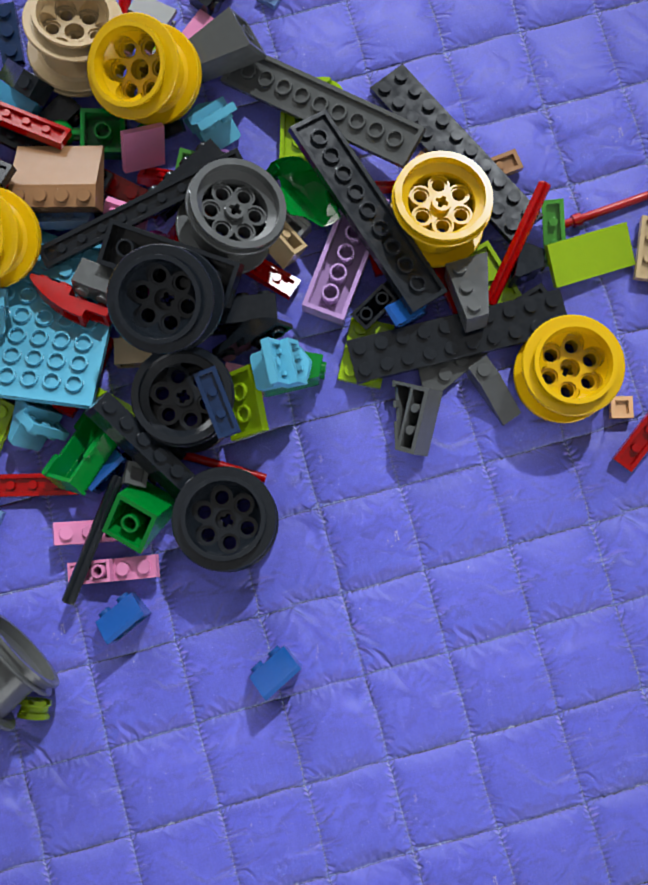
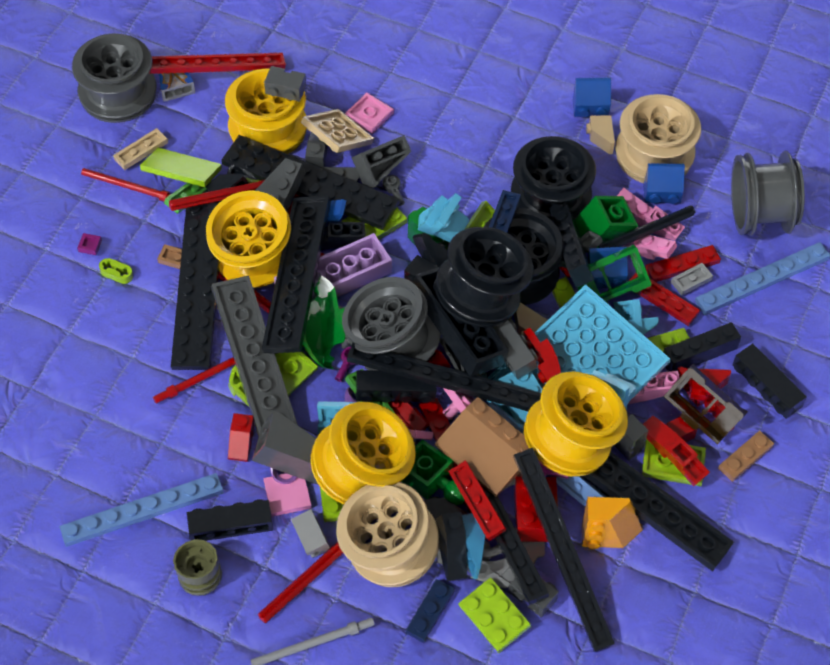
camera: 140 degrees left, 25 degrees down
(21, 530) = (691, 279): none -> light grey plate
(42, 546) = (678, 264): none -> red plate
(132, 687) = (656, 131): none -> tan wheel
(236, 640) = (601, 132): none -> tan slope
(284, 48) = (241, 437): none -> slope
(379, 47) = (173, 391): none -> red bar
(384, 405) = (391, 184): none -> dark grey plate
(483, 474) = (369, 113): none -> bright pink tile
(486, 414) = (337, 130): none -> tan plate
(538, 110) = (117, 268): none -> lime beam
(570, 377) = (285, 84): none -> dark grey brick
(588, 117) = (89, 244): none -> magenta plate

